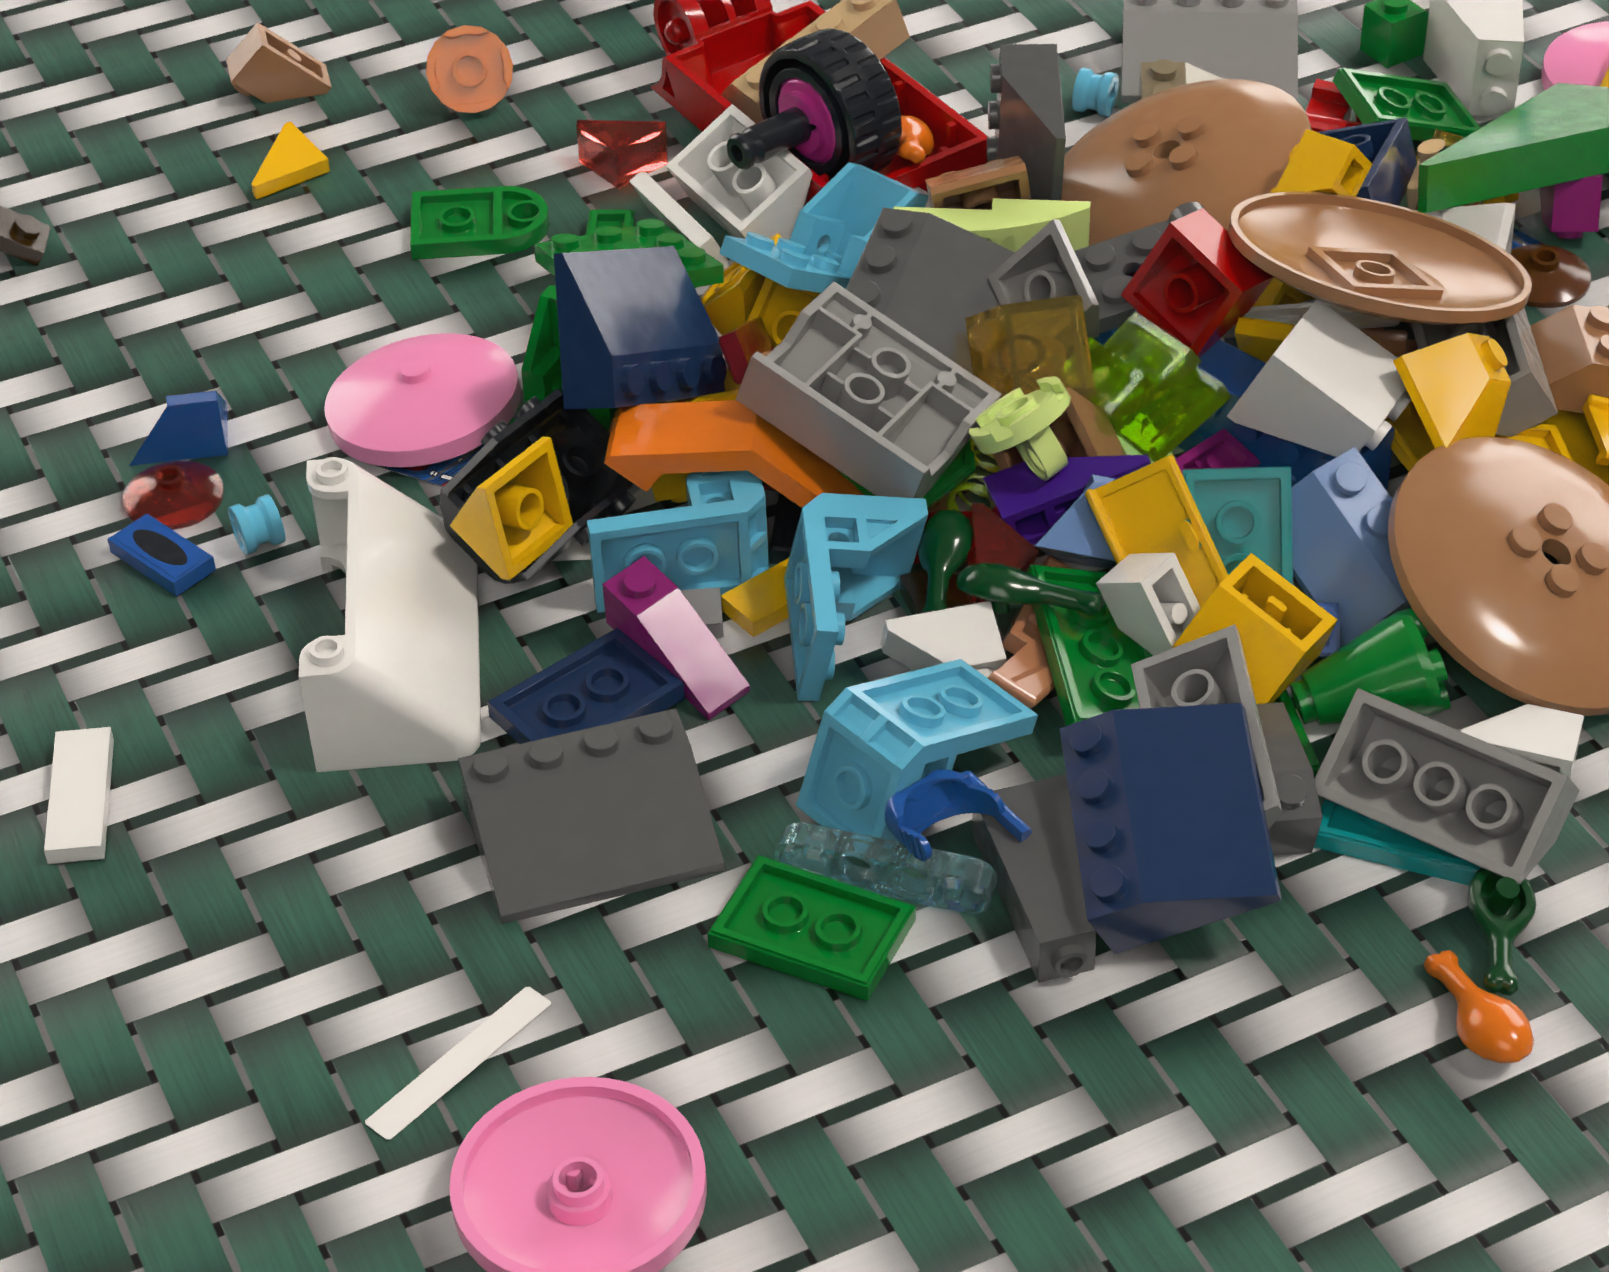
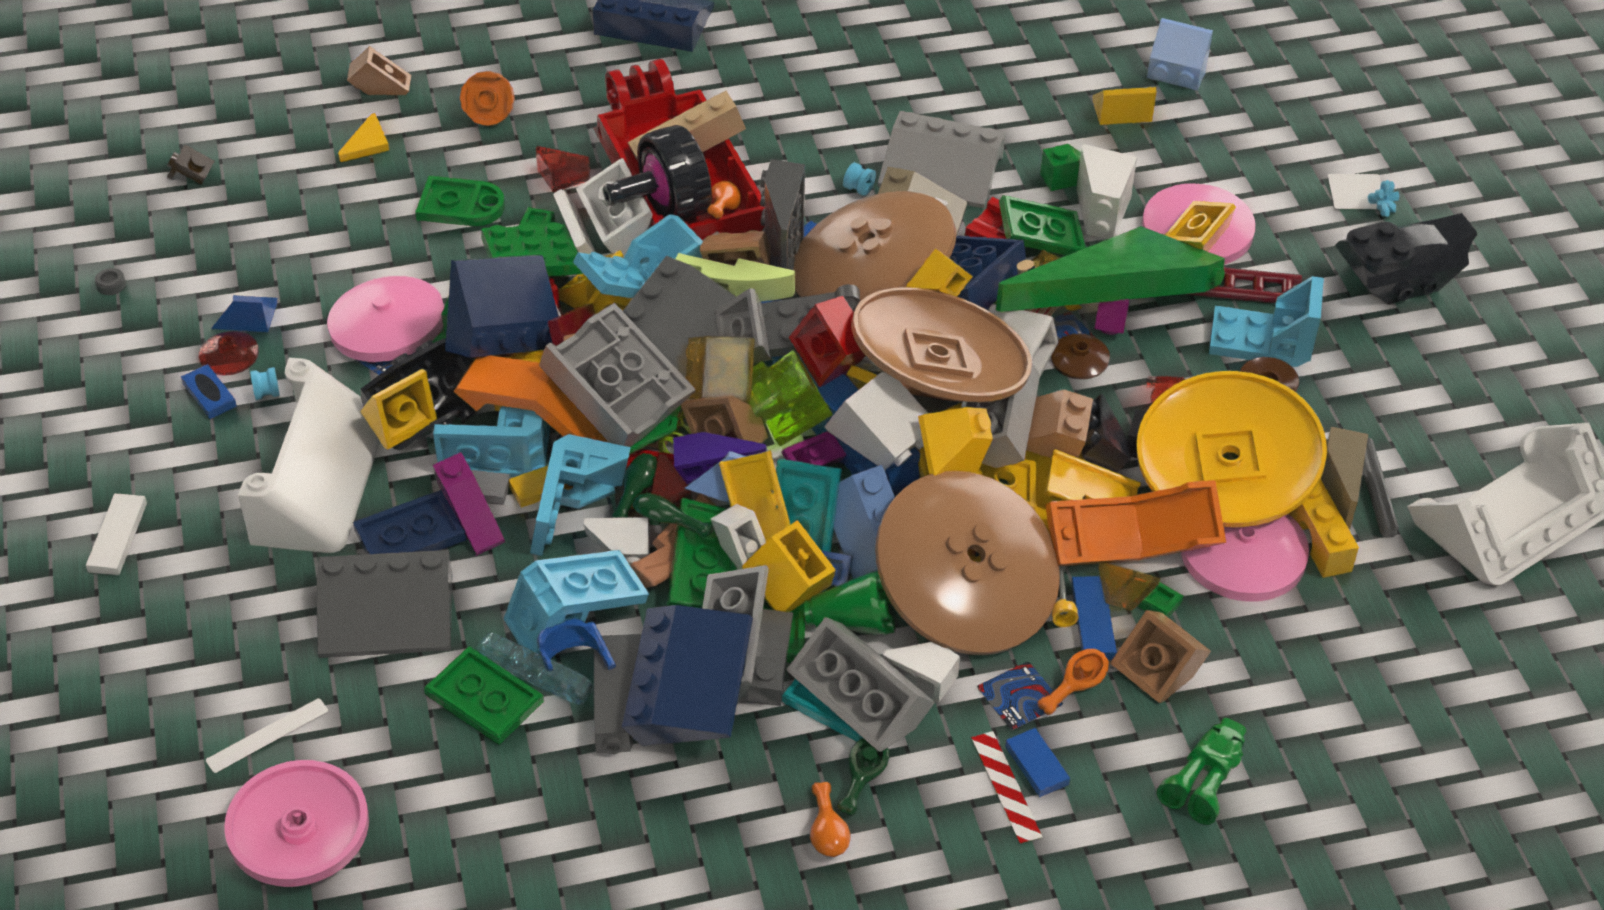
camera: 10 degrees right, 5 degrees up
(1025, 423) = (694, 411): yellowish green tile -> none

